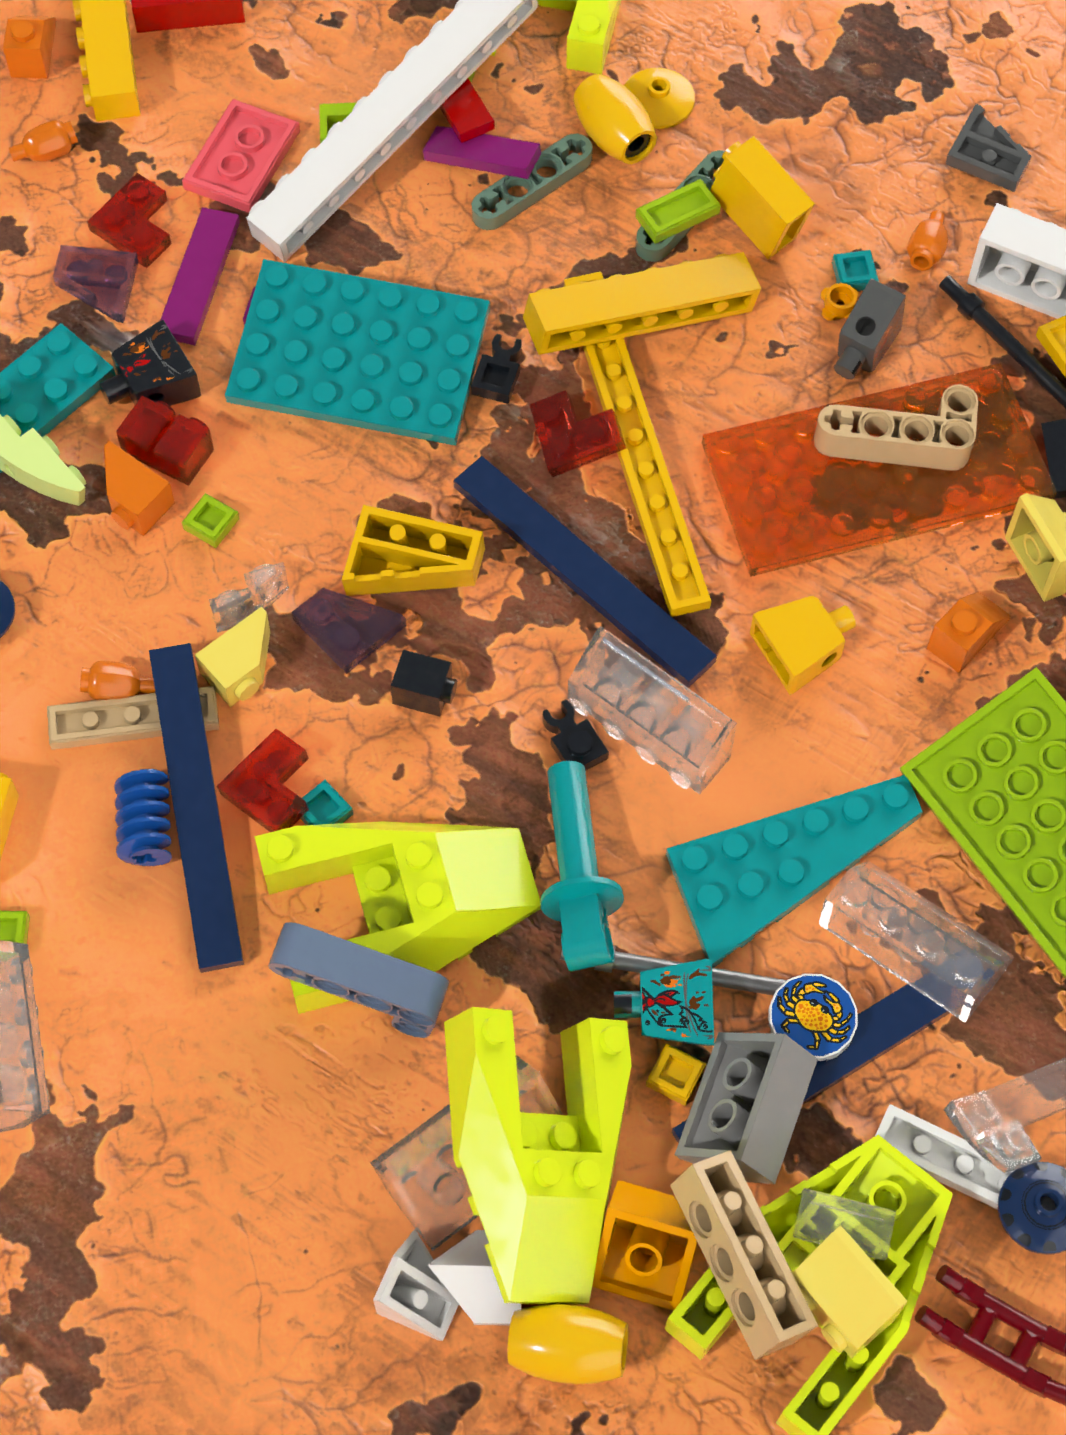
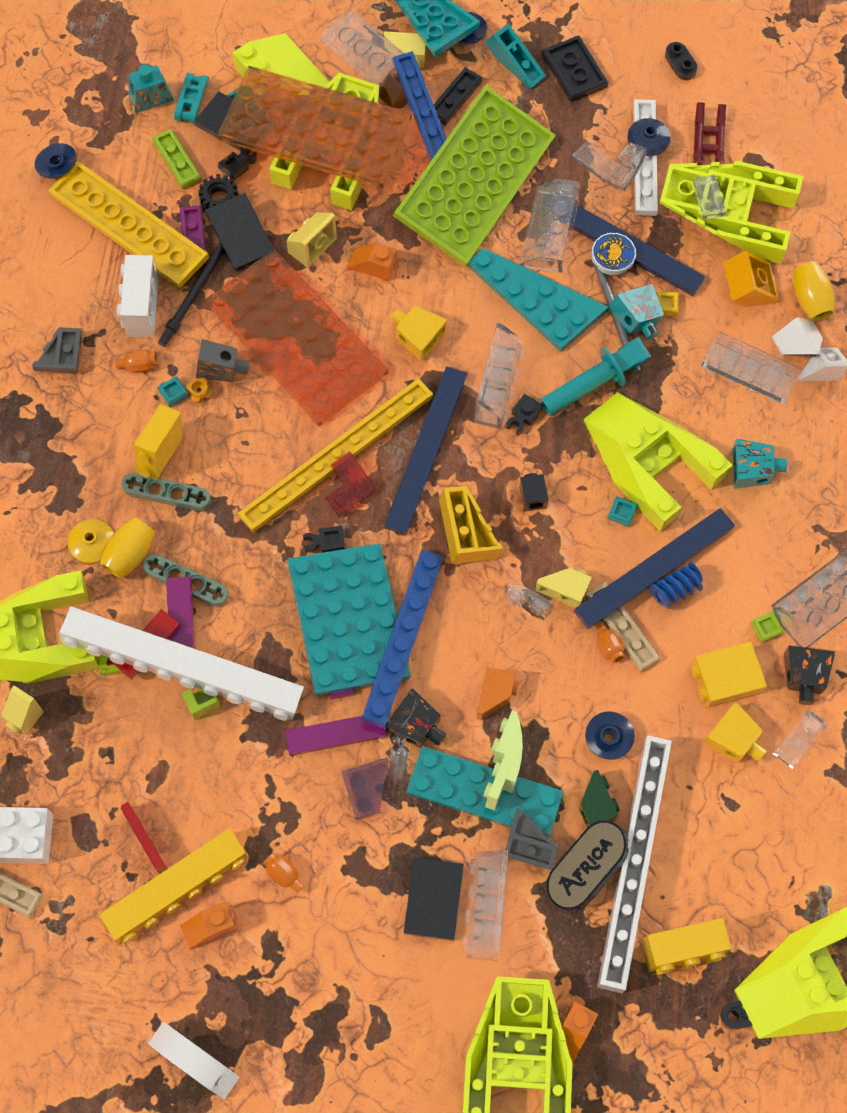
camera: 115 degrees left, 5 degrees up
(125, 220) = (318, 797): clear red plate -> none
(165, 441) = (456, 690): clear red piece -> none
(210, 520) = (489, 646): lime tile -> none
(241, 155) = (237, 754): coral tile -> none
(259, 779) = (629, 544): clear red plate -> none
(285, 400) = (402, 639): none -> blue plate
(287, 1056) = (755, 464): none -> teal torso
(346, 626) = (518, 547): wing -> none
(361, 976) = (706, 421): sand blue beam -> none
(536, 1175) = (749, 329): neon yellow wedge -> none
(640, 302) = (254, 478): yellow brick -> none
(678, 211) = (178, 489): lime tile -> none
(743, 1255) = (750, 223): tan brick -> none
(748, 1102) = (672, 261): light grey slope -> none
(845, 432) = (282, 324): tan beam -> none
(847, 1293) = (744, 179): light yellow slope -> none

